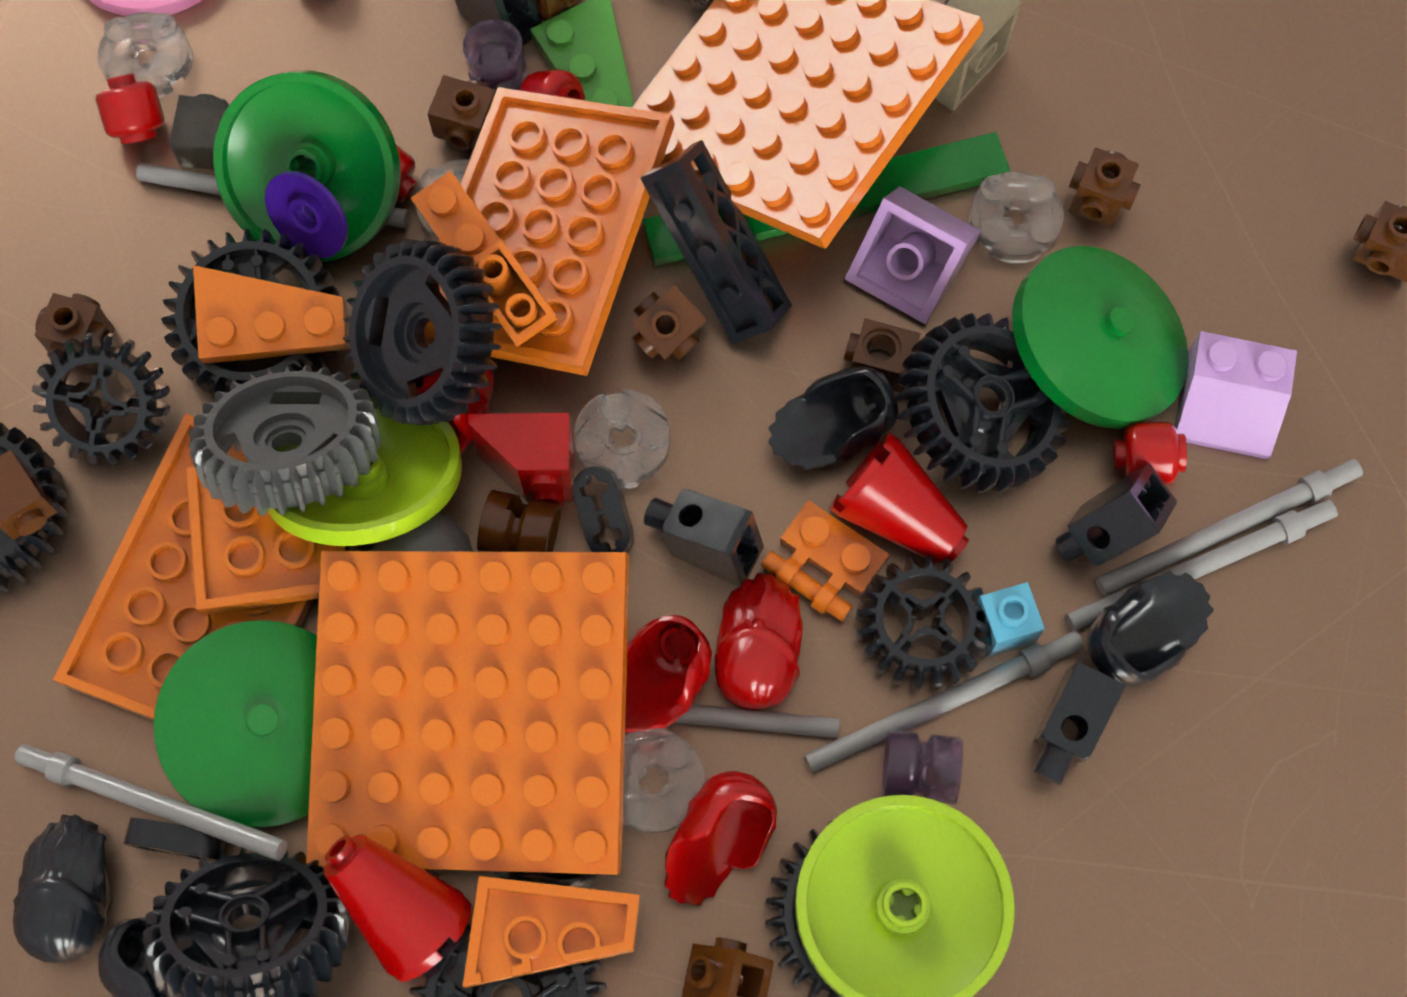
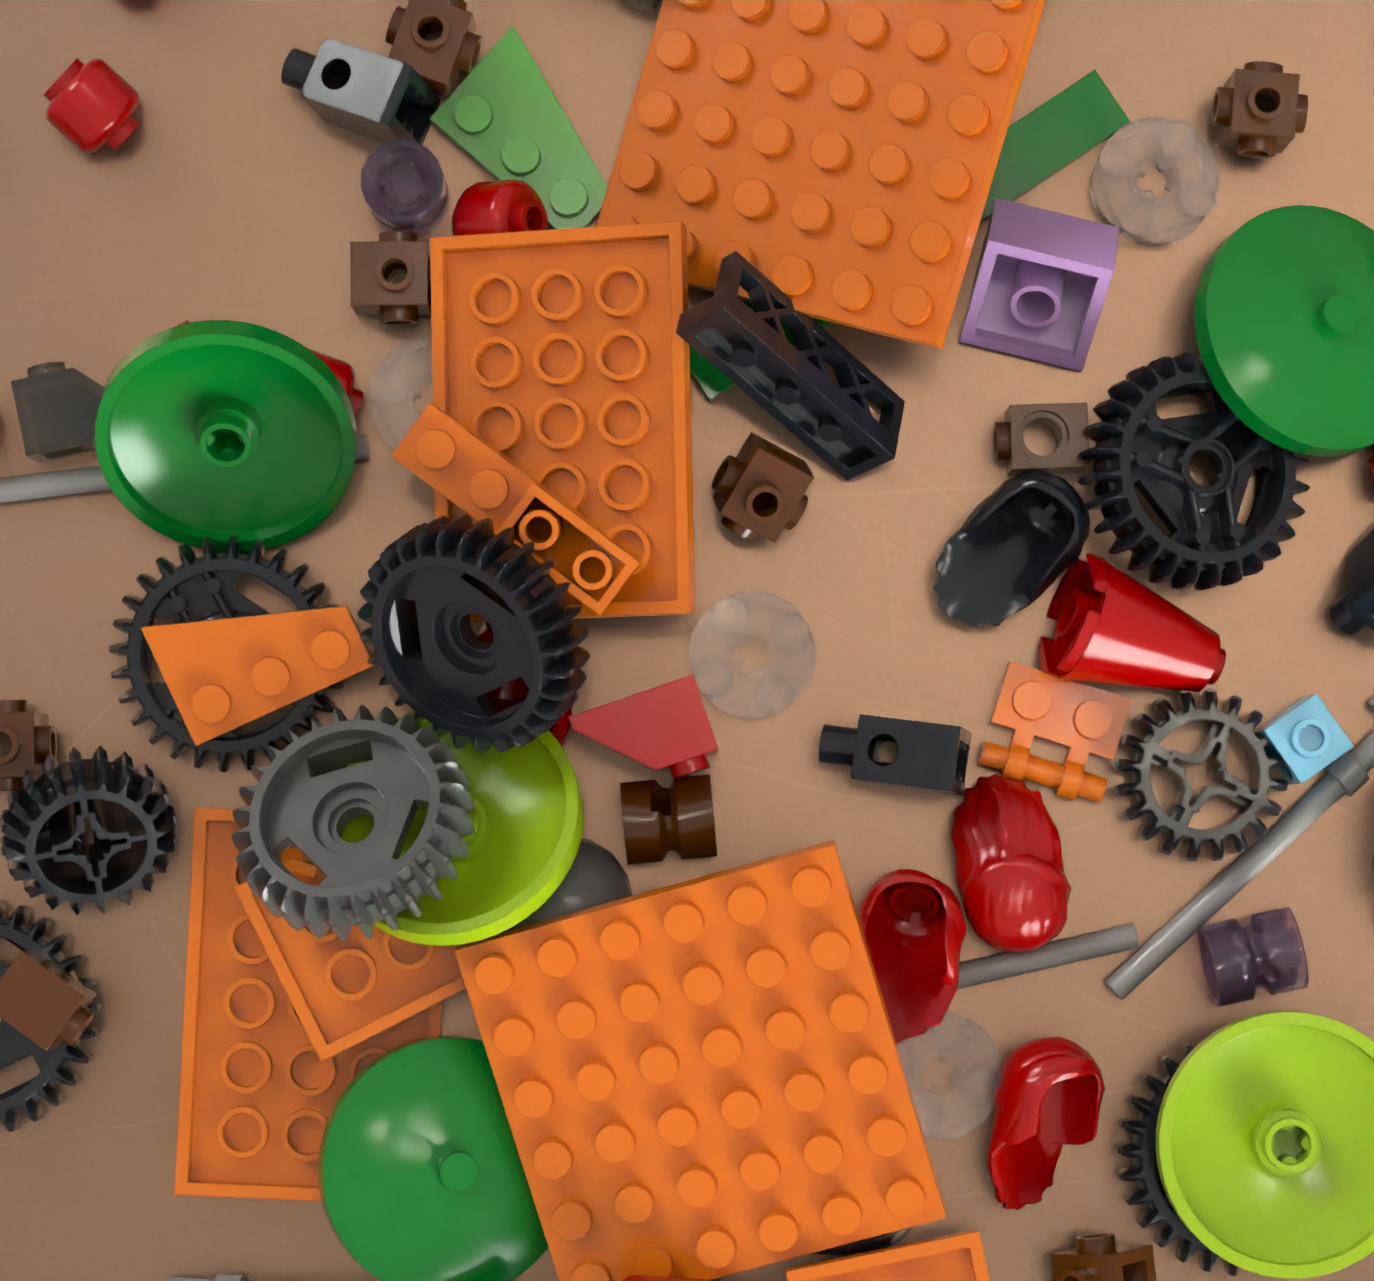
camera: 15 degrees left, 15 degrees up
(306, 213) = (252, 504): dark purple dish -> none
(590, 512) = (775, 755): black beam -> none

